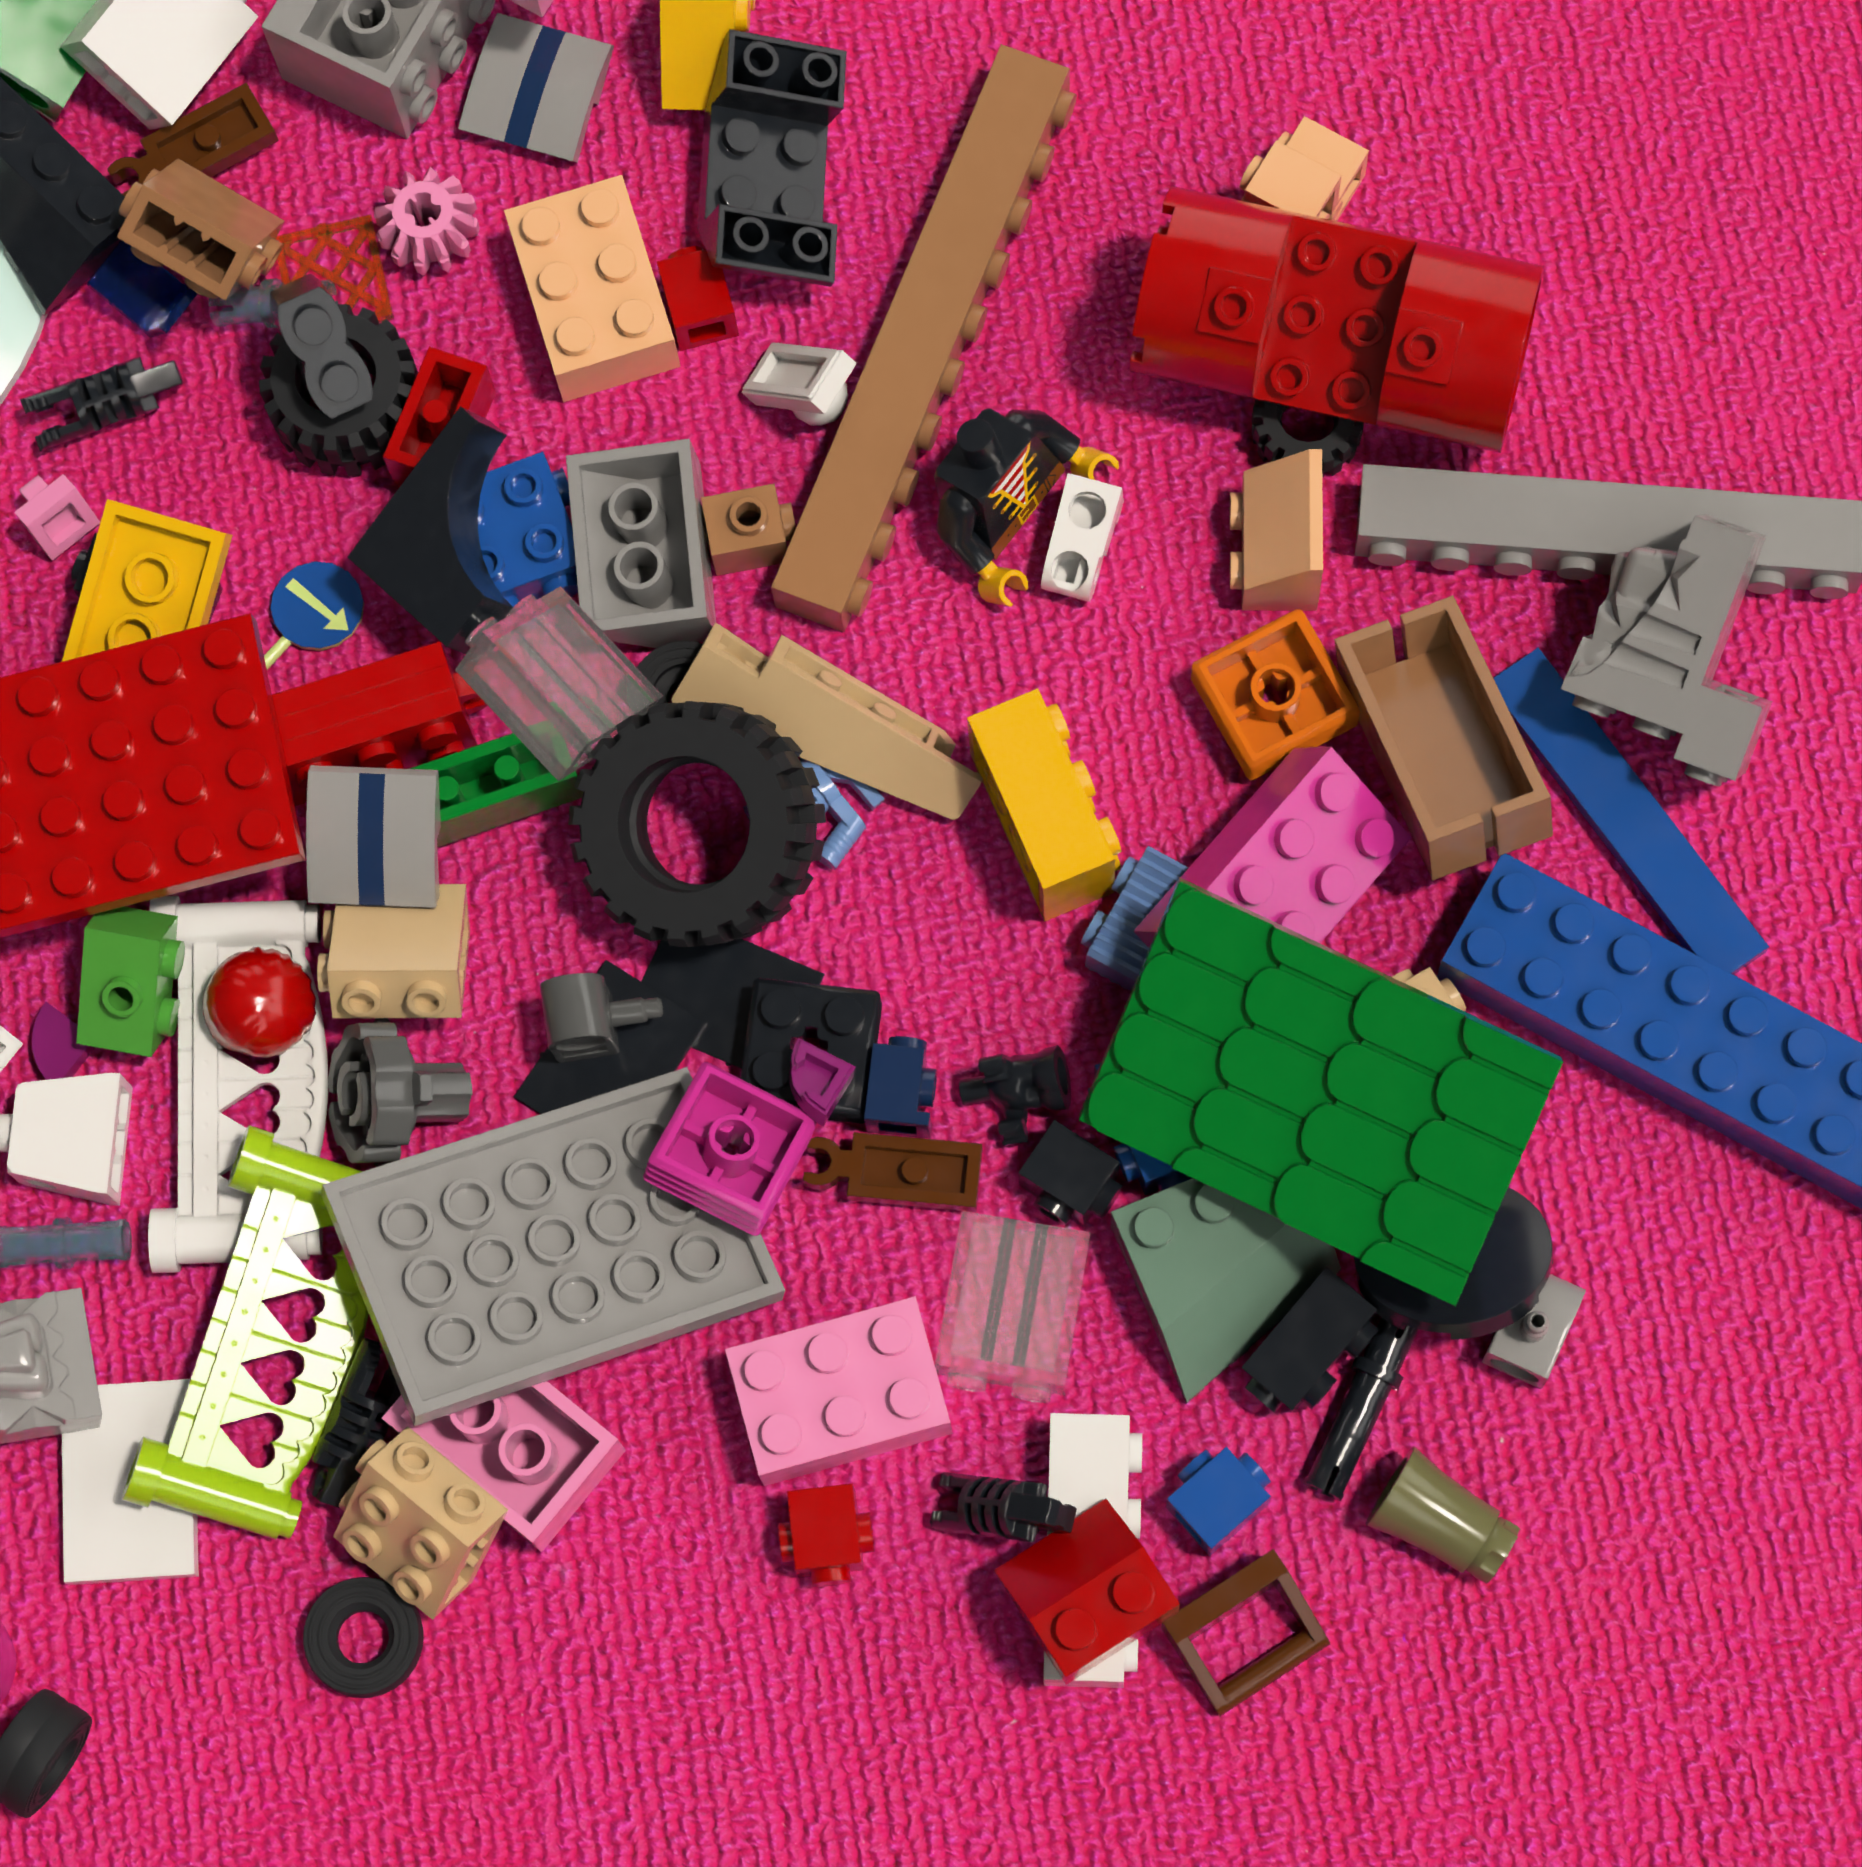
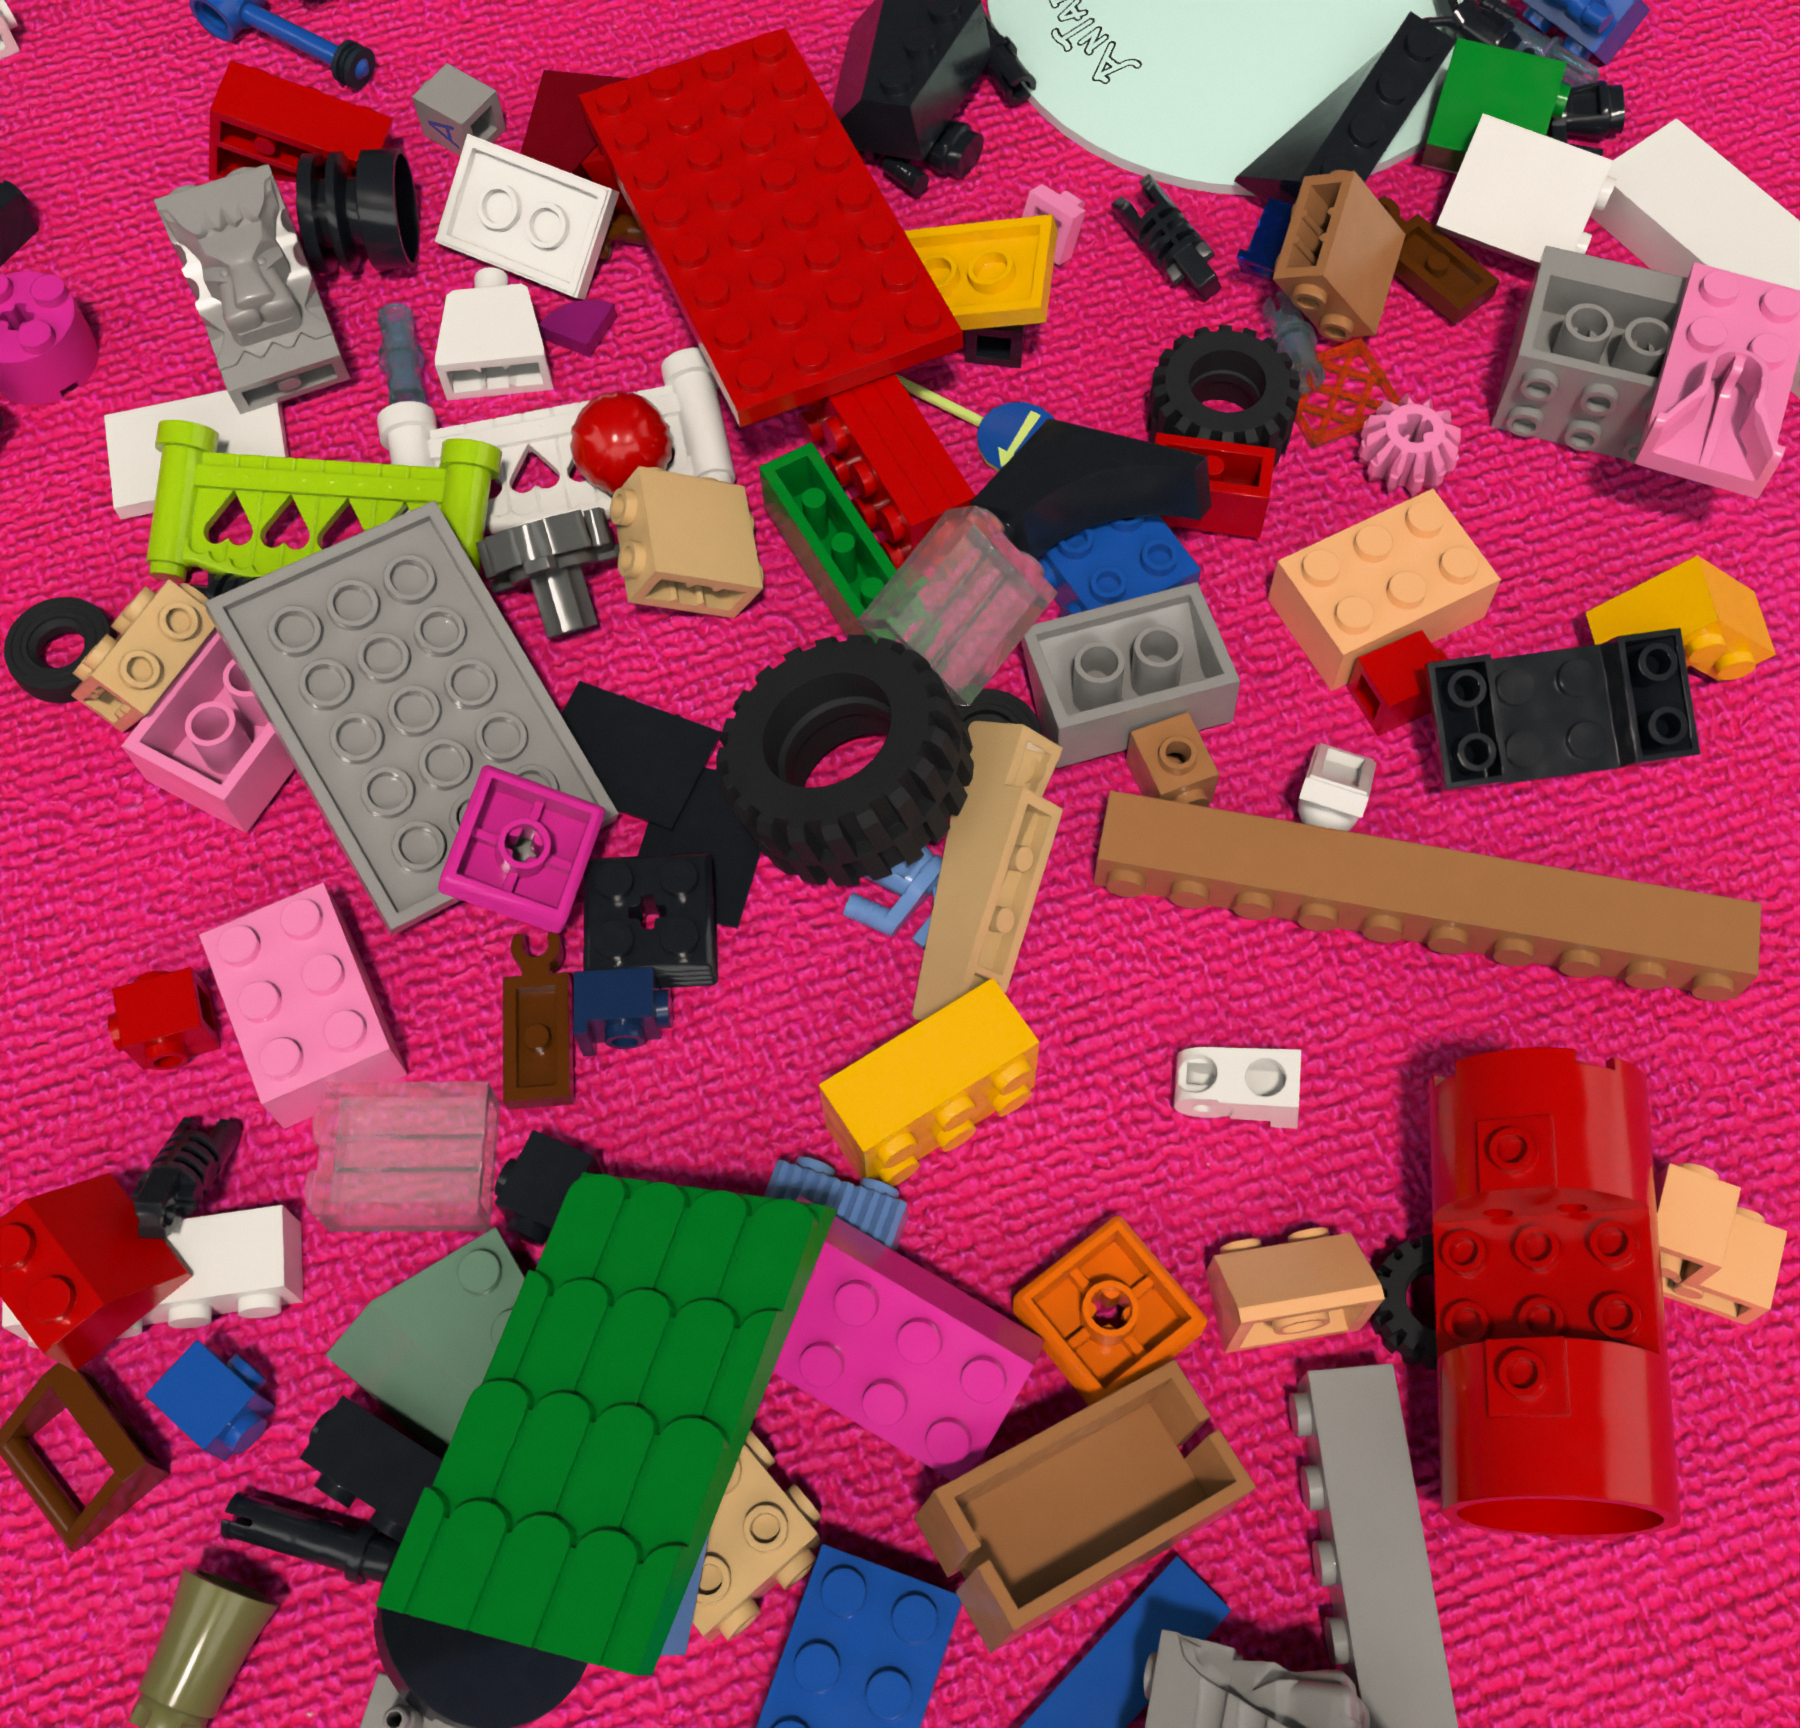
camera: 75 degrees right, 10 degrees down
(129, 980) = (629, 341): bright green brick -> none
(317, 337) = (1252, 338): black brick -> none
(372, 836) = (780, 486): light grey slope -> none
(535, 87) = (1574, 511): light grey slope -> none
(584, 1018) = (648, 711): dark grey piece -> none
(818, 1080) = (599, 916): magenta tile -> none
(995, 484) = (1279, 984): black torso -> none
(1020, 1085) = (640, 1129): black piece -> none

